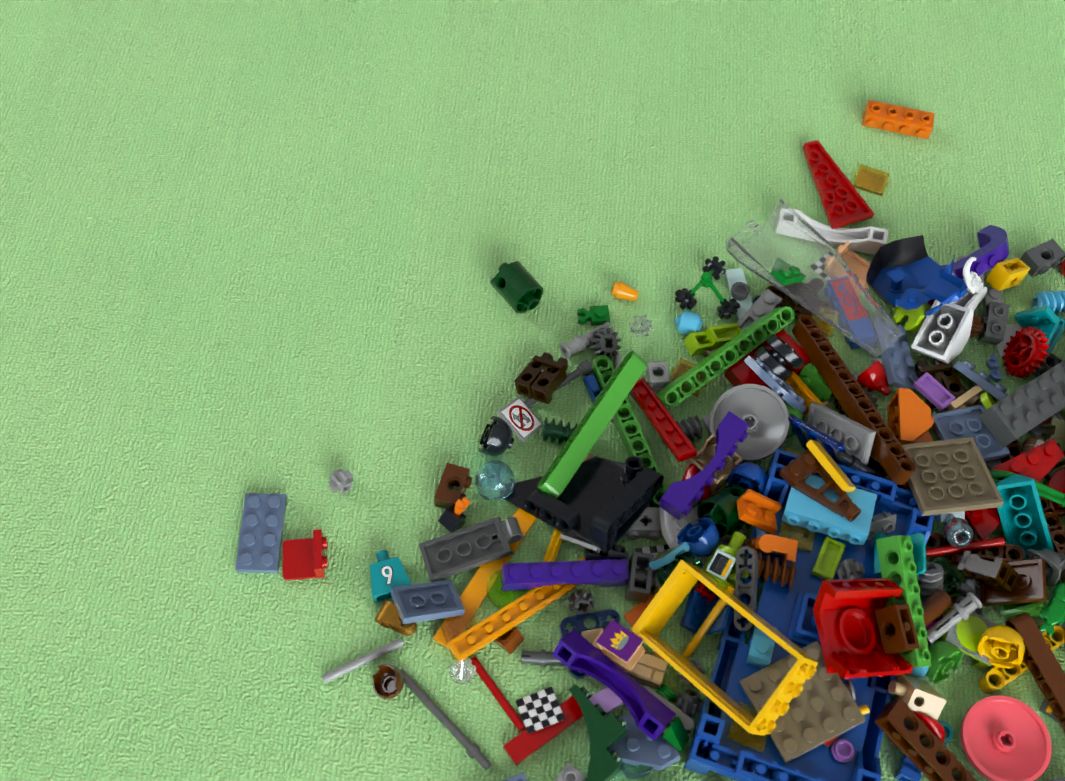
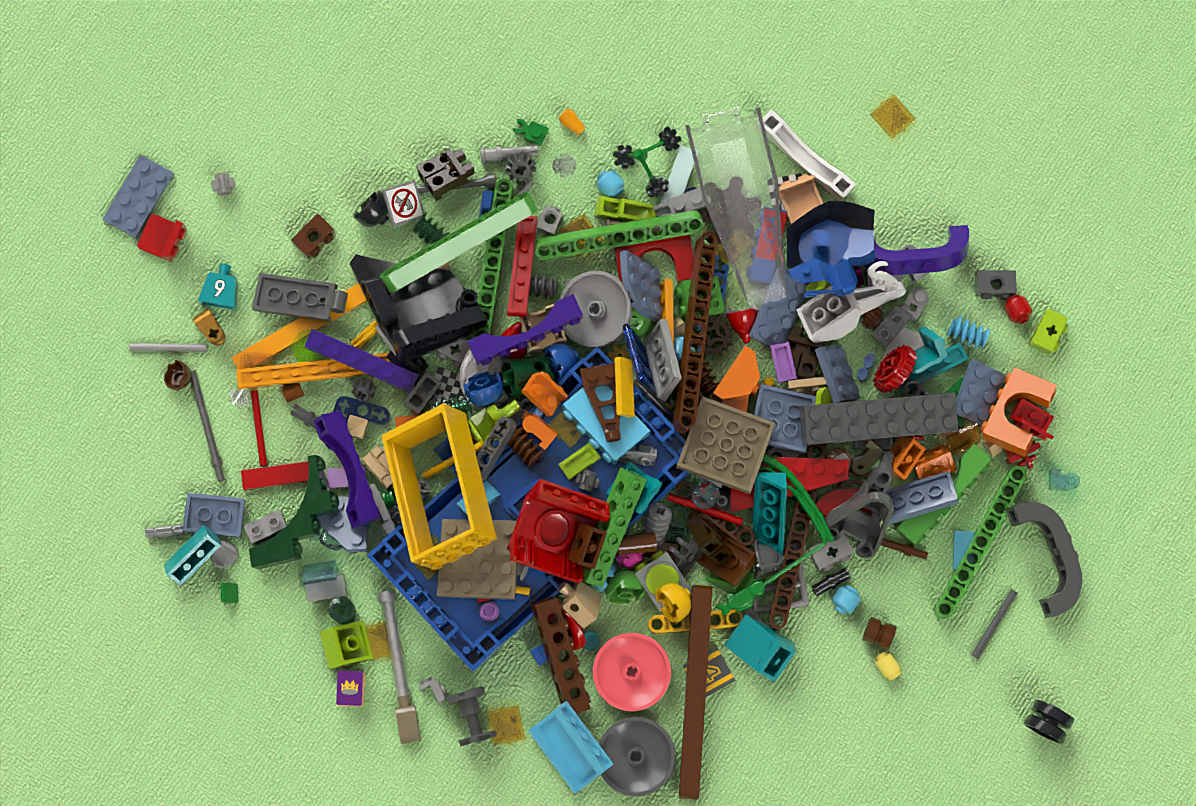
camera: 30 degrees right, 20 degrees up
(427, 601) = (239, 327): sand blue plate -> none
(453, 517) = (299, 264): black piece -> none
(494, 480) = (351, 249): clear light blue cylinder -> none
(517, 287) = (472, 71): dark green cylinder -> none
(540, 710) = (284, 458): sticker -> none
(620, 645) = (368, 443): piece -> none
(667, 556) = (447, 390): medium azure tile -> none
(676, 734) = (374, 532): green slope -> none
(721, 564) = (482, 422): slope -> none
(739, 291) = (678, 174): dark grey tile -> none
(777, 359) = (659, 262): black wheel -> none
(786, 273) = (724, 180): green wing -> none
(838, 195) = (843, 119): red wing -> none
(898, 119) = (965, 62): orange brick -> none
(959, 612) = (658, 559): light grey pin -> none
(1007, 274) = (942, 284): yellow brick -> none

